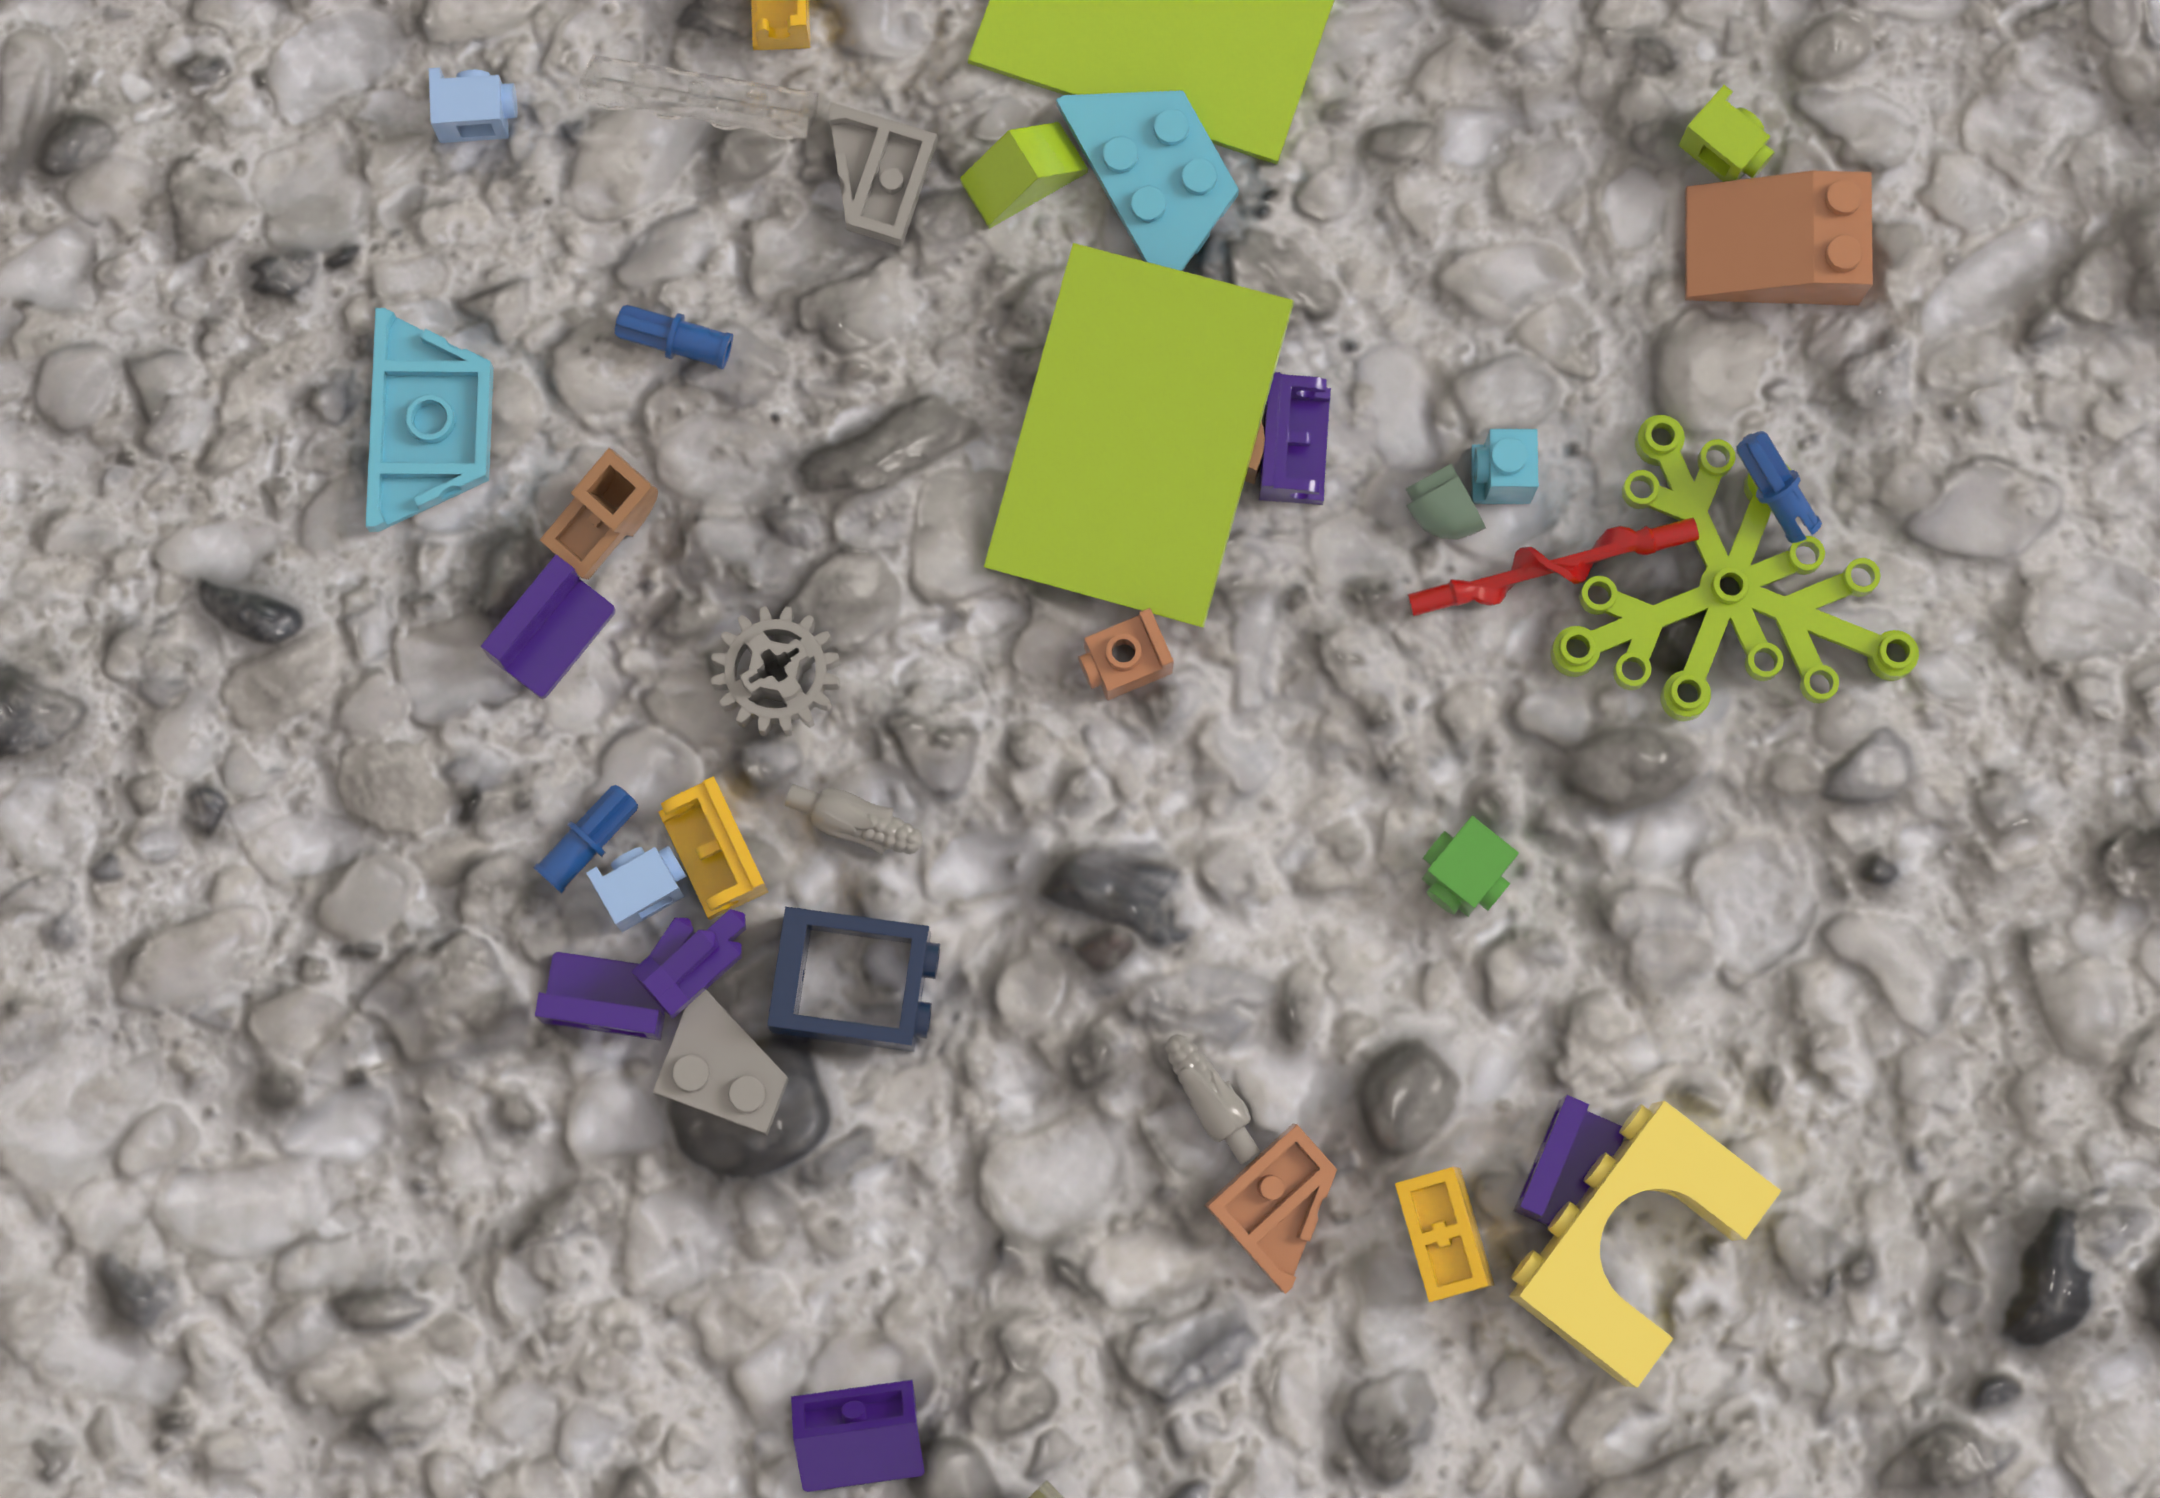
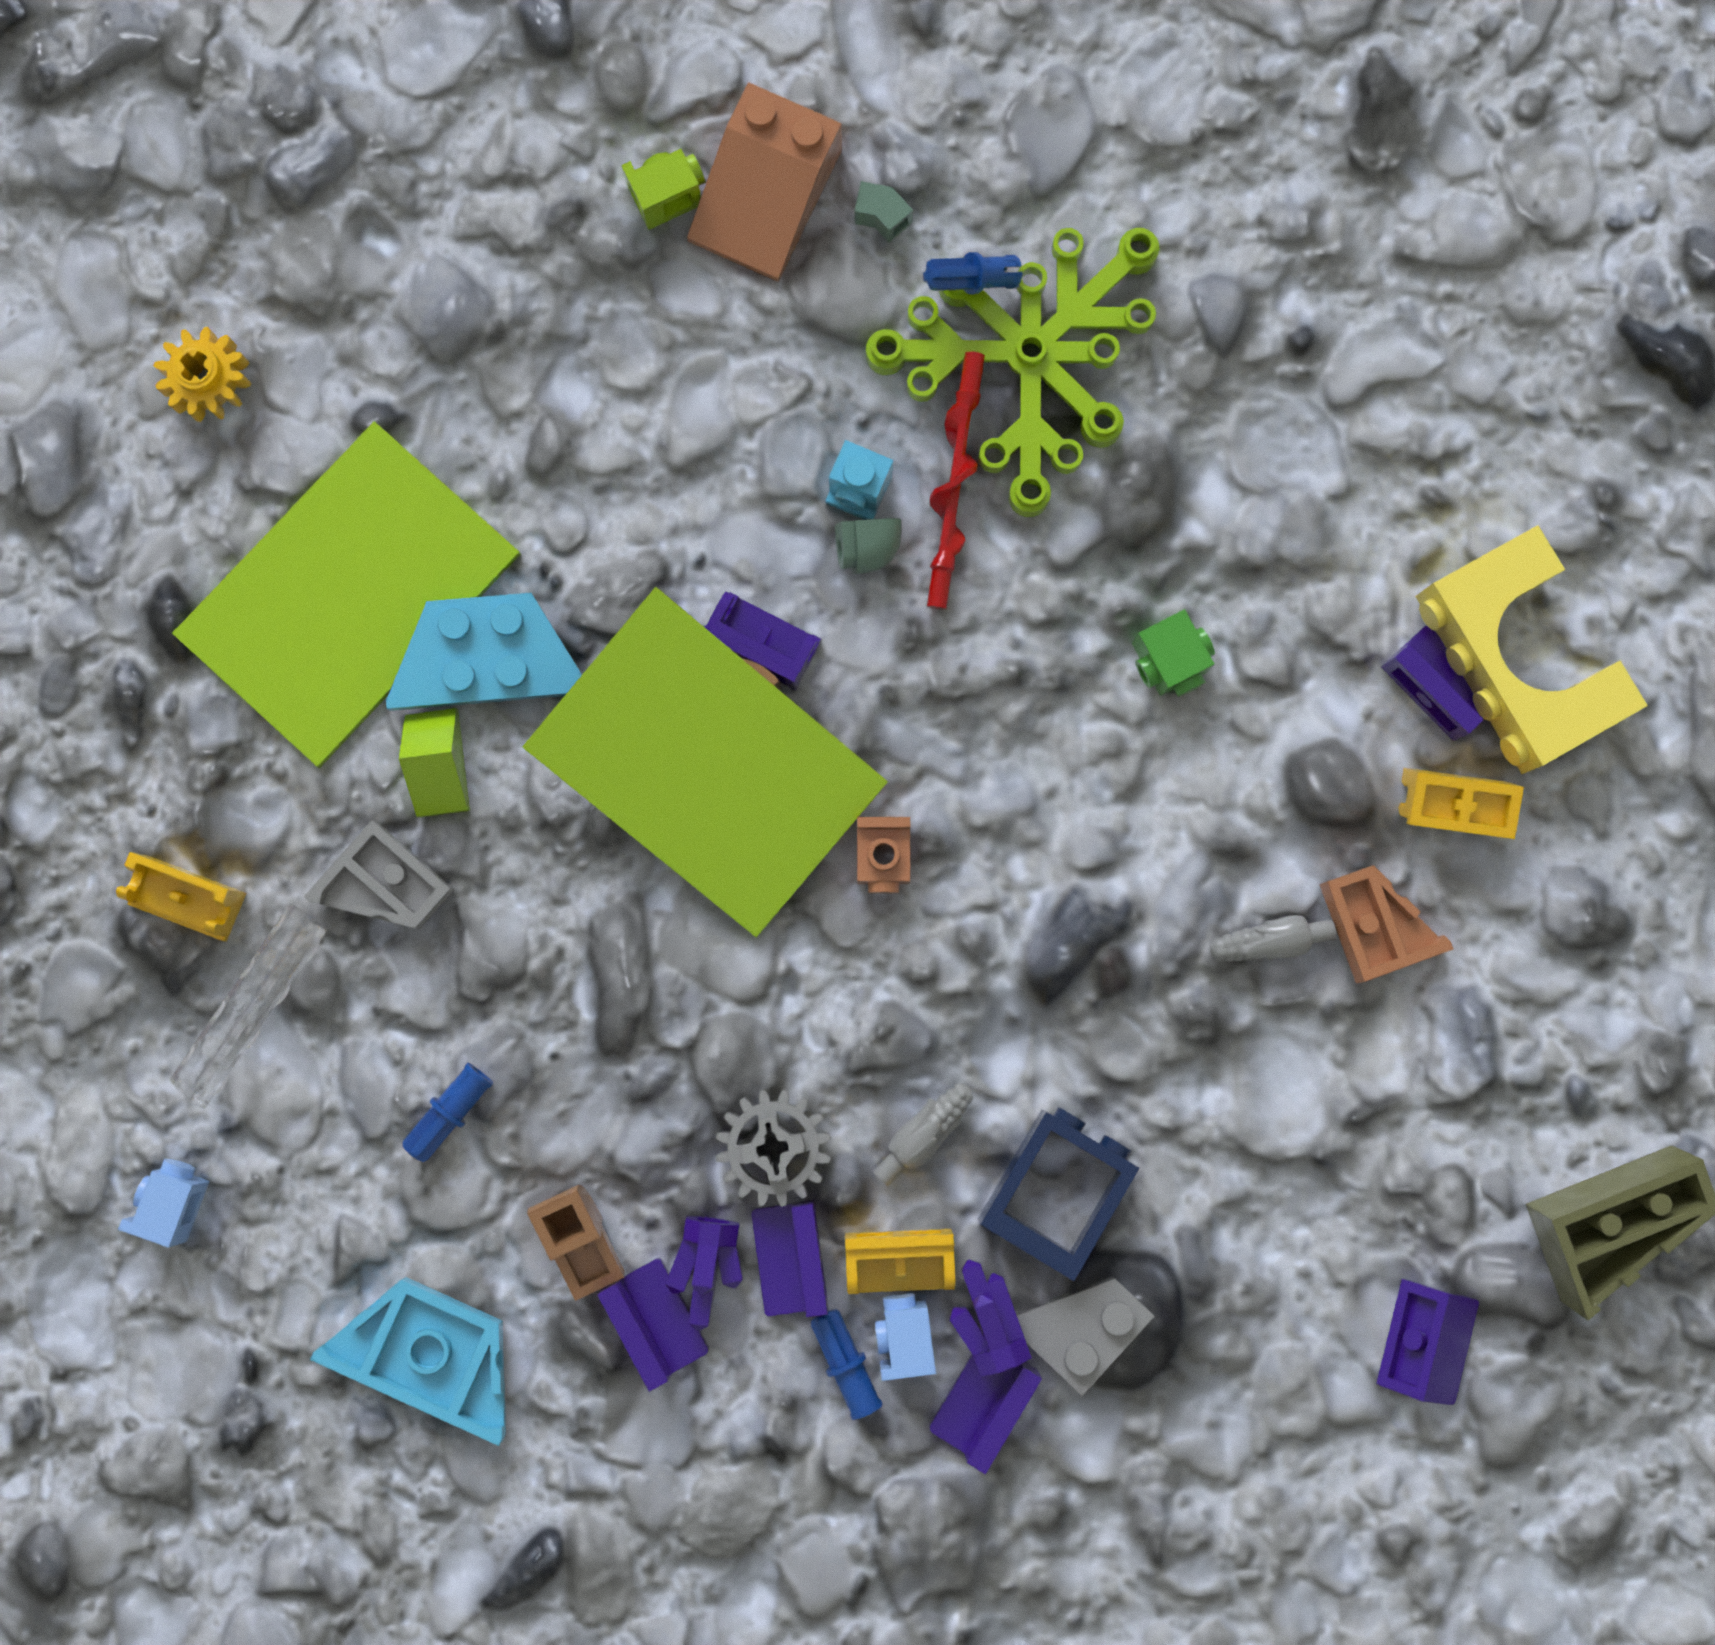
camera: 65 degrees left, 5 degrees up
(631, 650) = (704, 1247): none -> dark purple rock
(670, 739) = (790, 1259): none -> dark purple panel
(1810, 370) = (882, 209): none -> sand green piece

